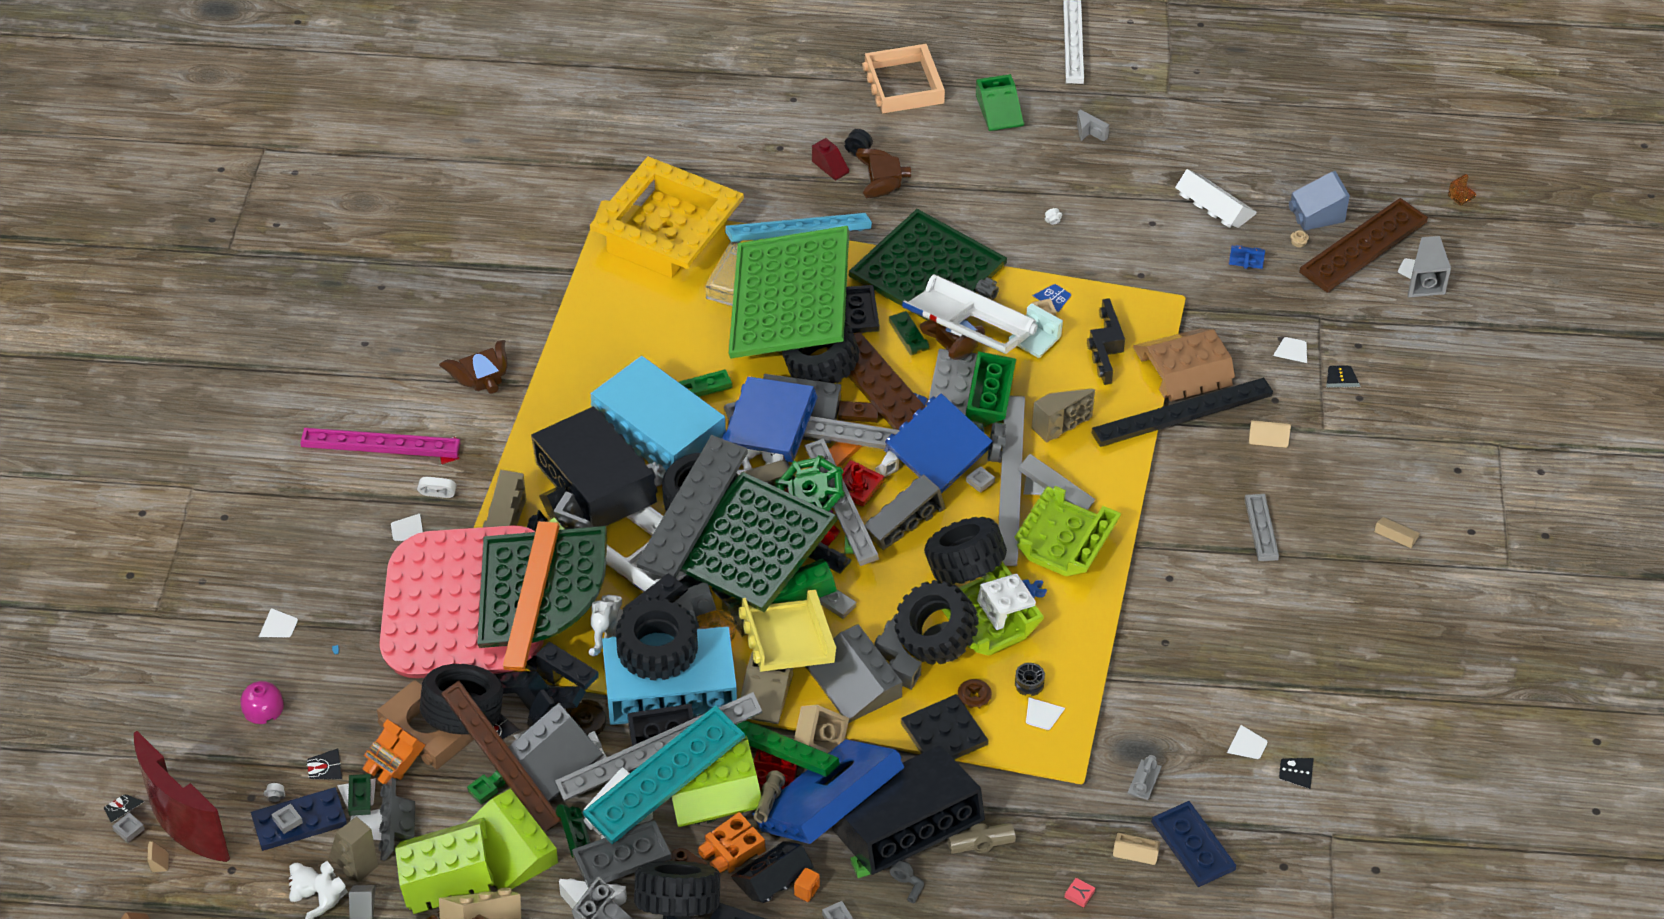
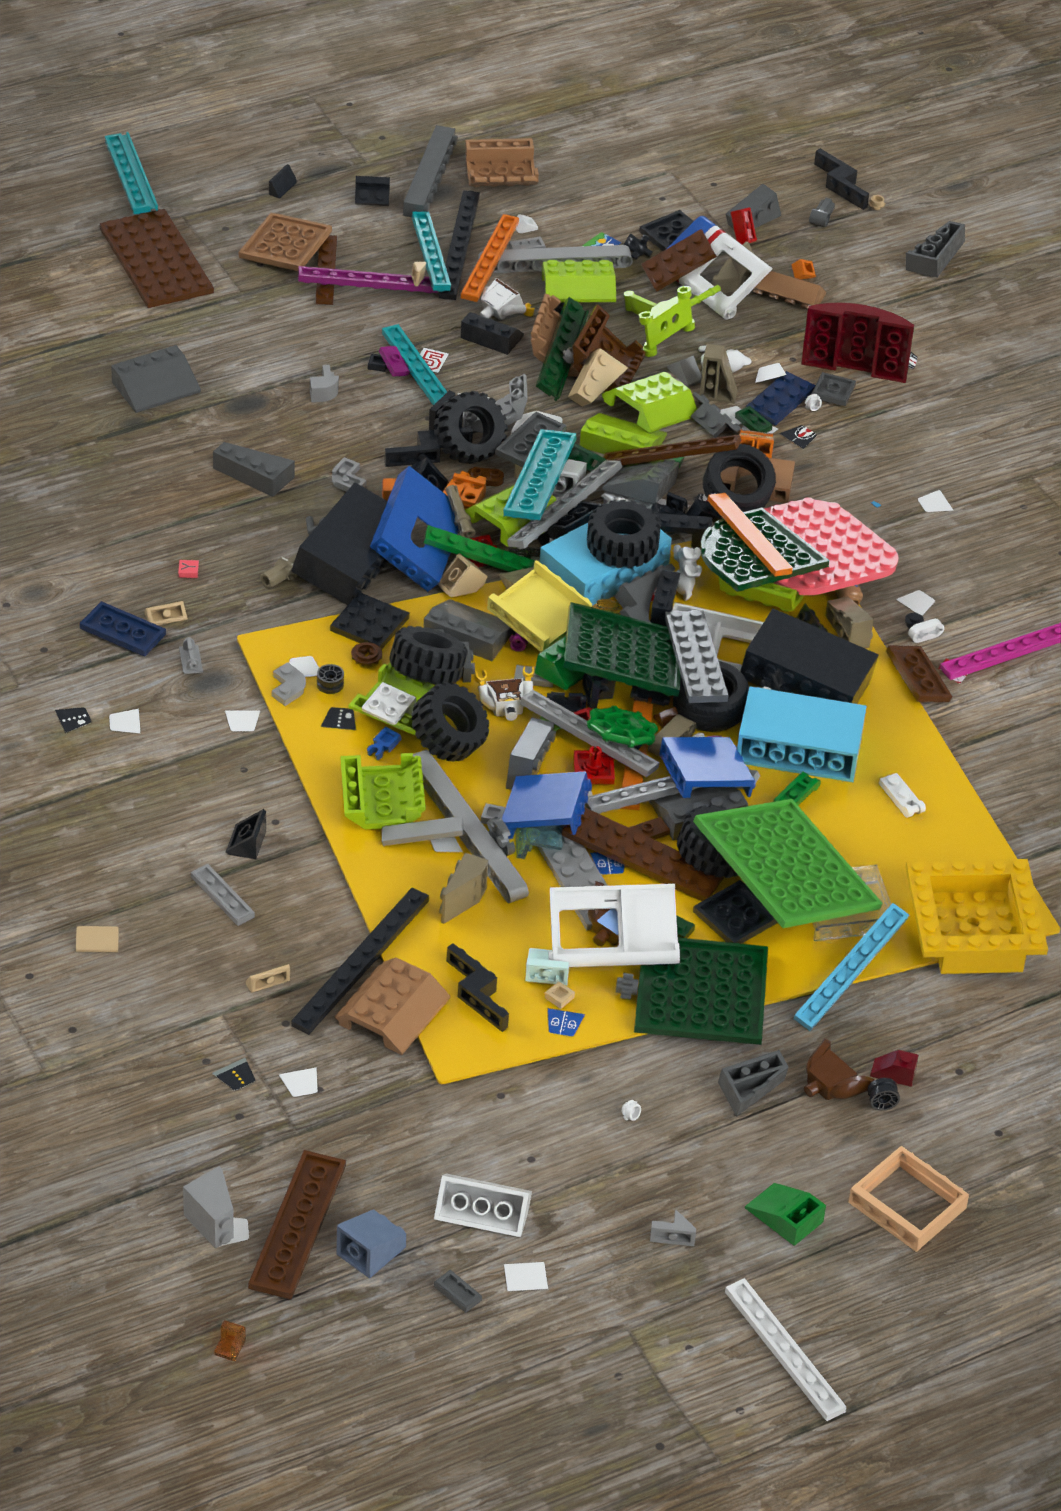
camera: 145 degrees right, 5 degrees down
(237, 798) = (834, 388): none -> dark grey plate
(261, 702) = (885, 446): dark pink cylinder -> none
(278, 854) = (769, 372): none -> white sticker
(287, 818) = (781, 379): light grey plate -> none
(434, 506) = (912, 619): none -> black plate
(480, 369) = (994, 728): reddish brown torso -> none
(489, 446) = (919, 673): none -> reddish brown plate
(570, 513) = (767, 598): dark grey bracket -> none
(617, 348) = (901, 795): none -> white plate
(878, 581) = (504, 695): none -> torso
(946, 190) = (752, 1079): none -> dark grey wedge
(990, 388) = (539, 873): green slope -> none
(1045, 643) = (340, 718): none -> black sticker
(1067, 693) = (292, 684): none -> light grey plate
(1133, 694) = (242, 720): none -> white sticker
(1207, 562) = (248, 836): none -> black slope
(1215, 152) = (525, 1276): none -> white sticker
(1247, 257) = (405, 1147): blue hips -> none
(1274, 156) = (458, 1291): none -> dark grey plate
(1299, 238) = (366, 1206): tan plate -> none

